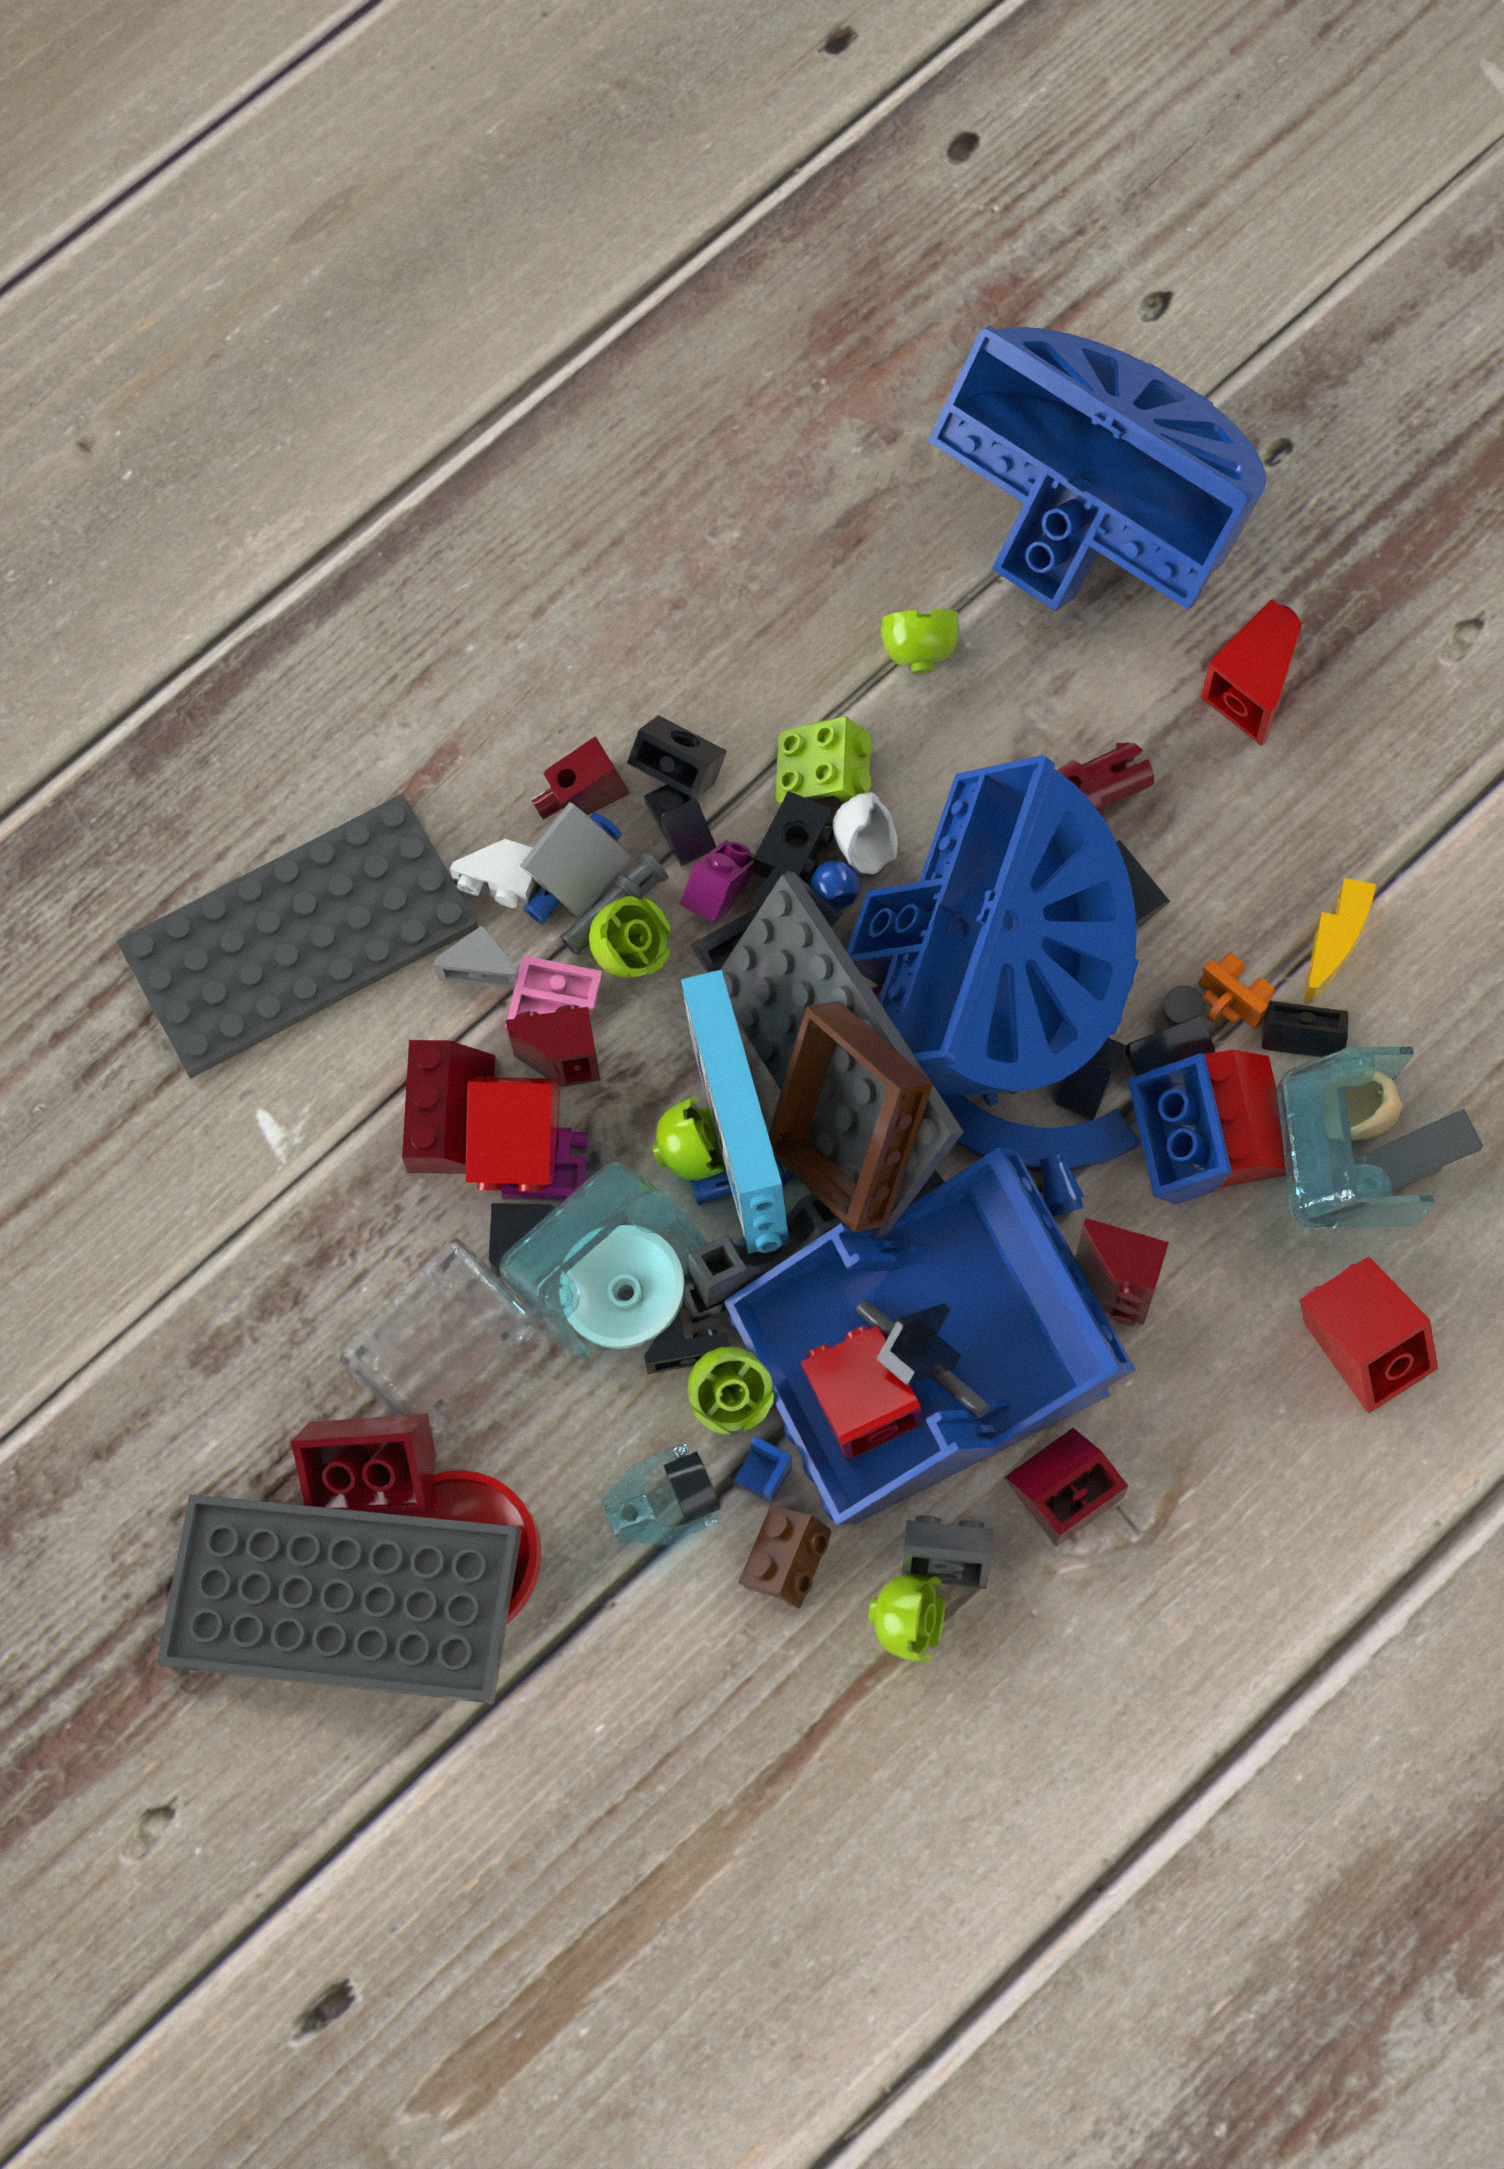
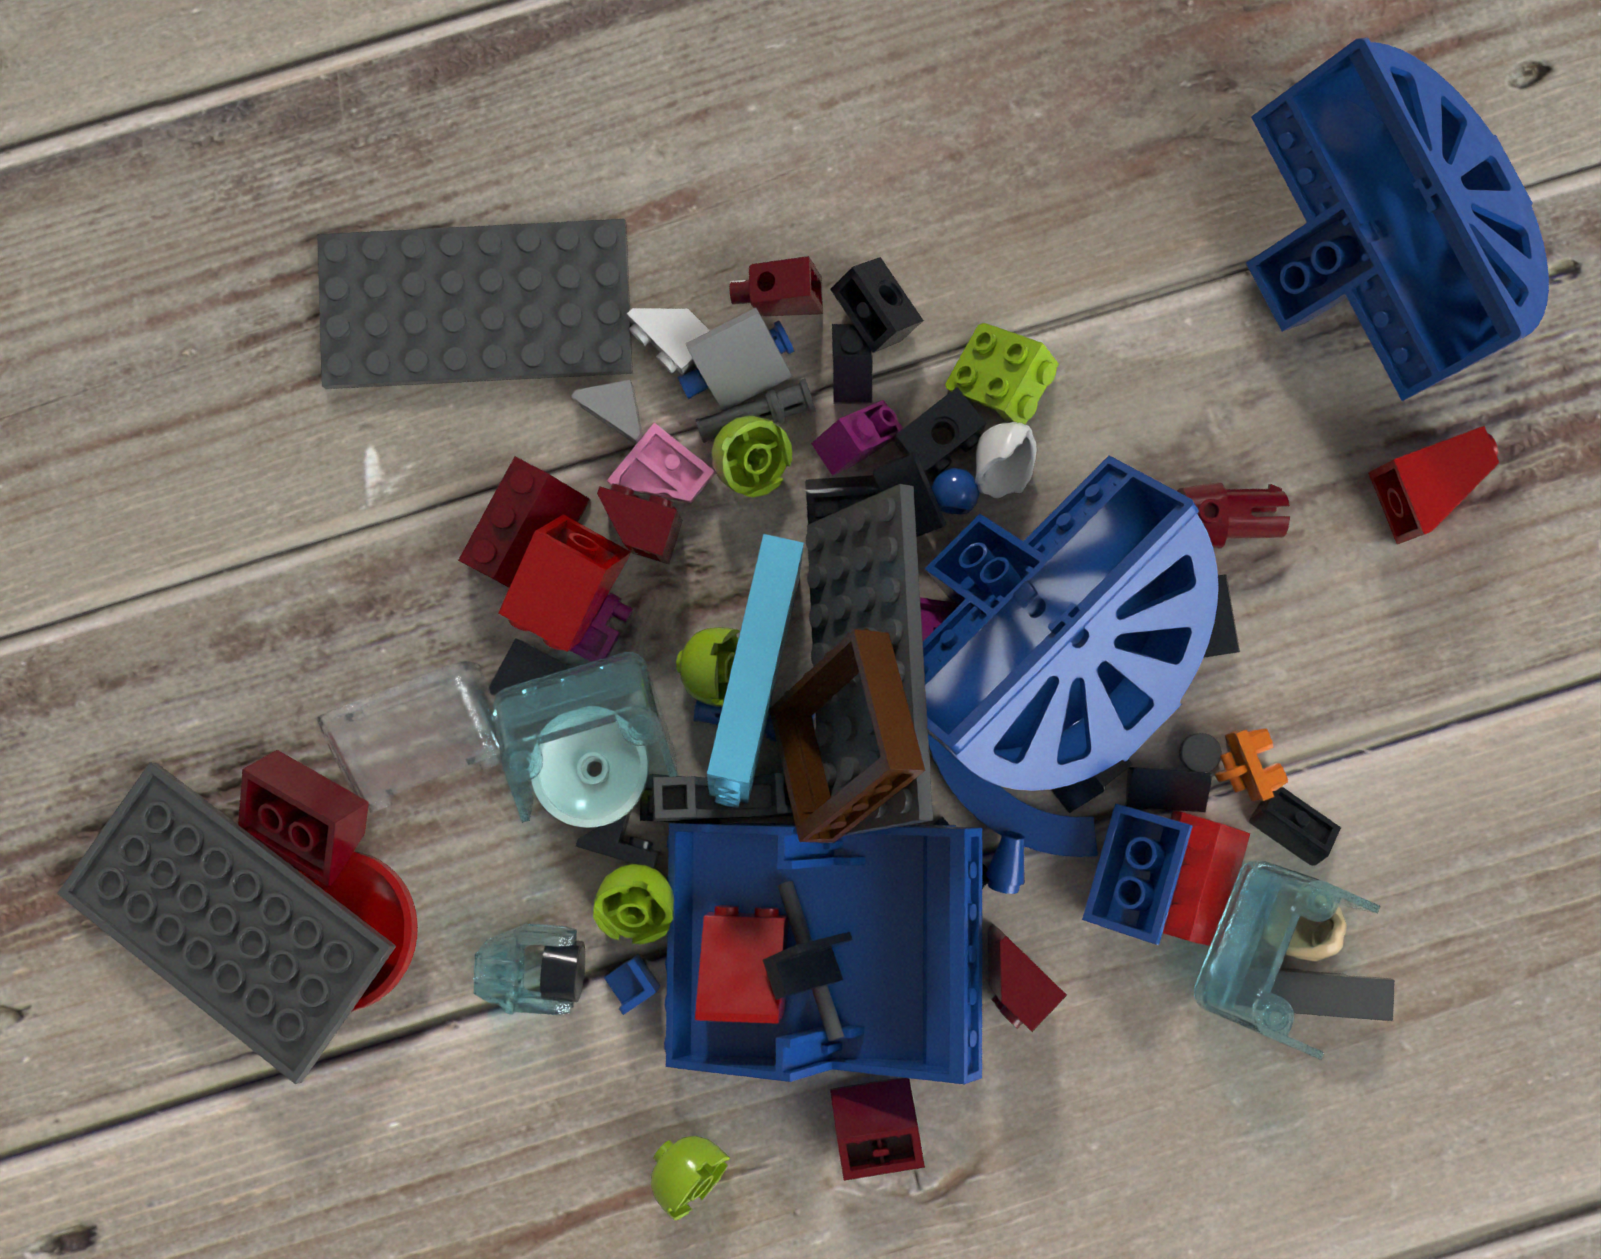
camera: 30 degrees right, 15 degrees up
(786, 1555) = (613, 1063): reddish brown bracket -> none
(920, 638) = (1147, 299): lime cylinder -> none
(952, 1552) = (745, 1142): dark grey slope -> none
(1338, 935) = (1370, 759): yellow slope -> none
(1370, 1332) = (1204, 1125): red slope -> none

